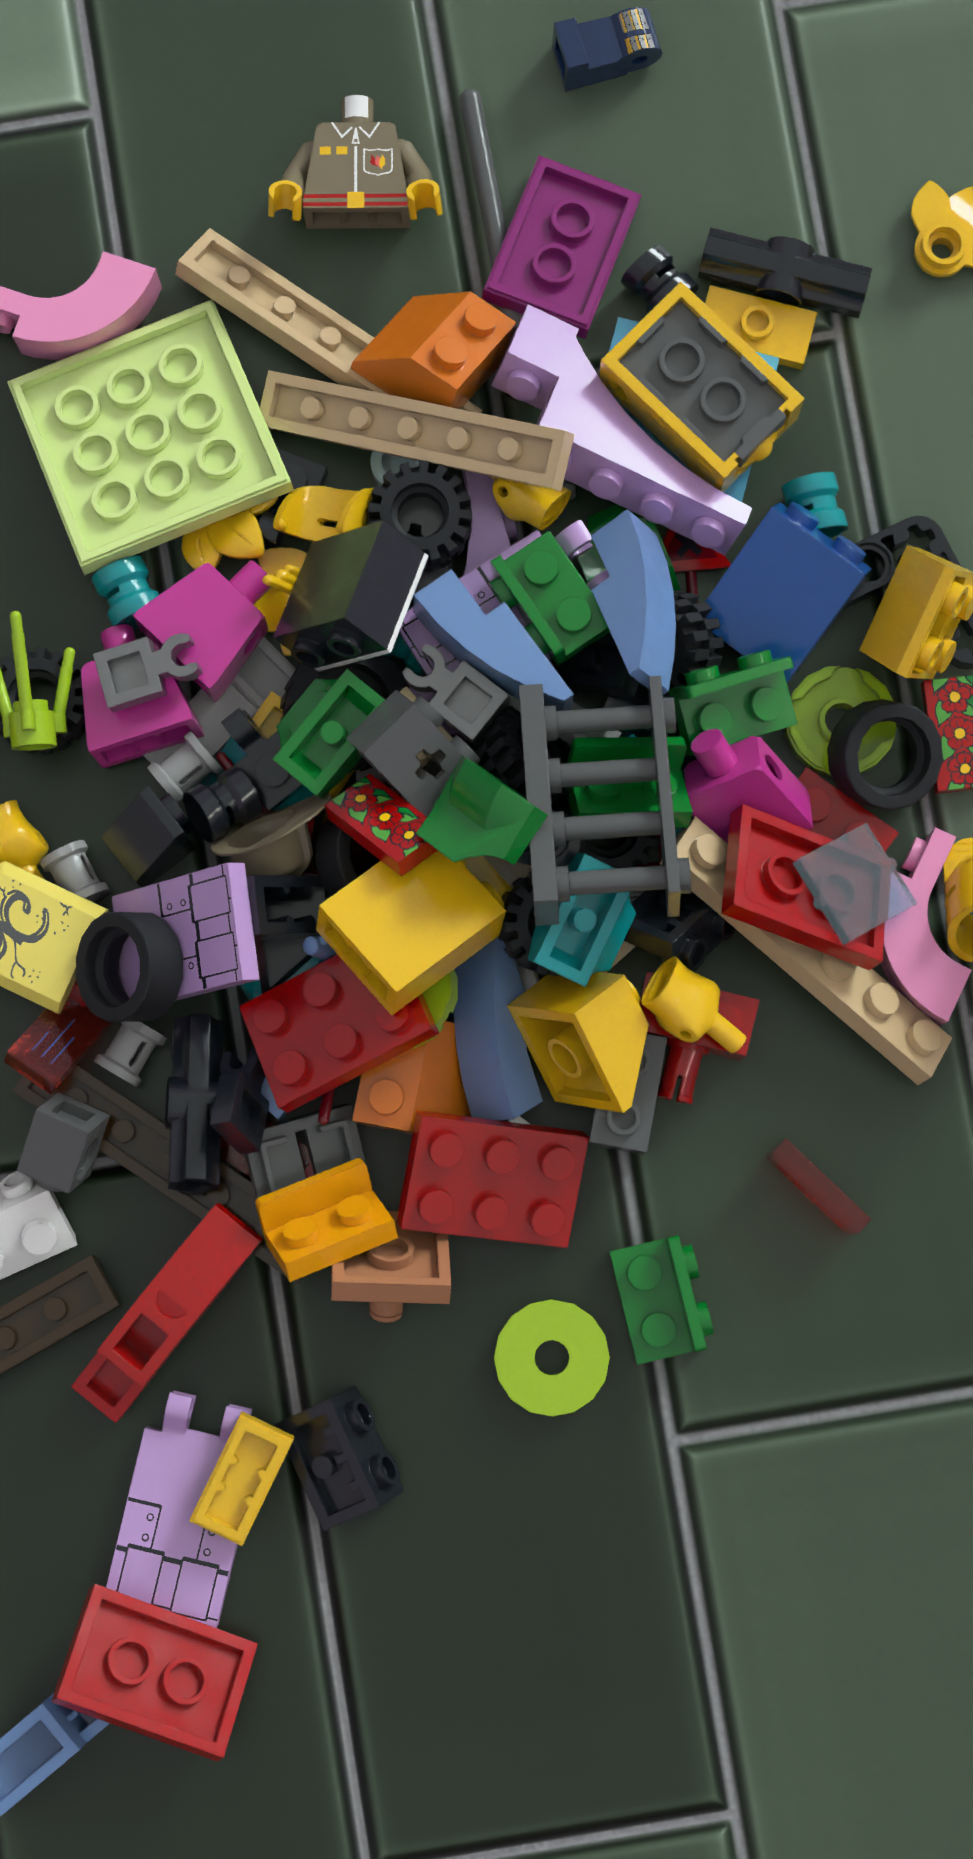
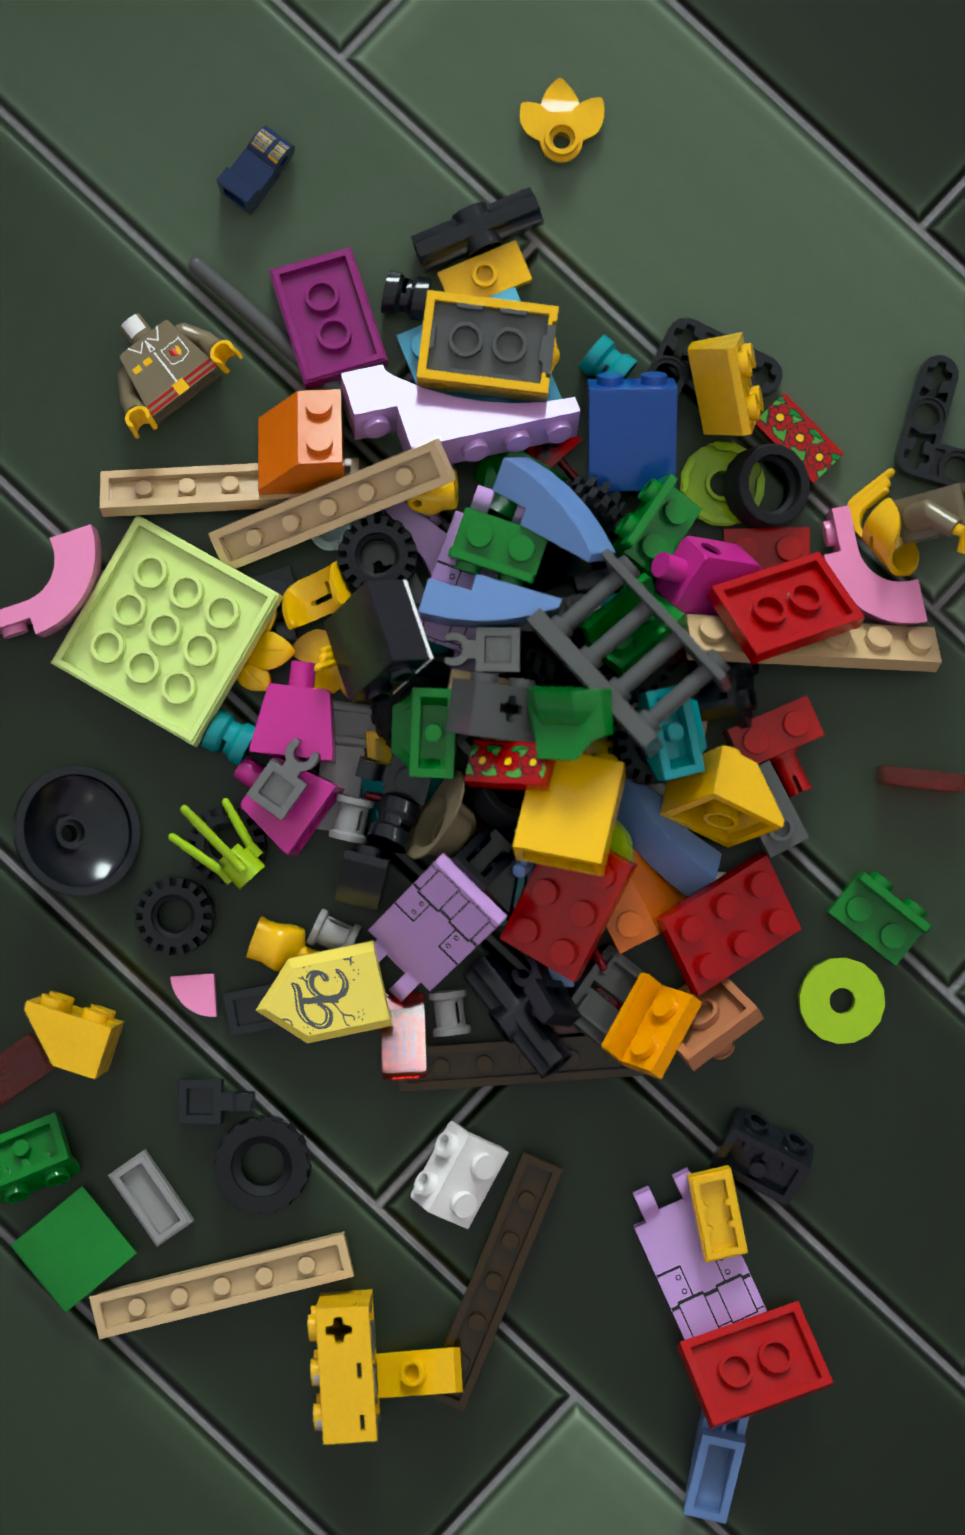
camera: 45 degrees left, 5 degrees up
(62, 1143) = (457, 1100): dark grey brick -> none
(99, 966) = (403, 986): black tyre -> none
(166, 1312) = (596, 1151): red slope -> none
(689, 1006) = (771, 732): yellow piece -> none
(854, 883) = (812, 582): clear light blue piece -> none

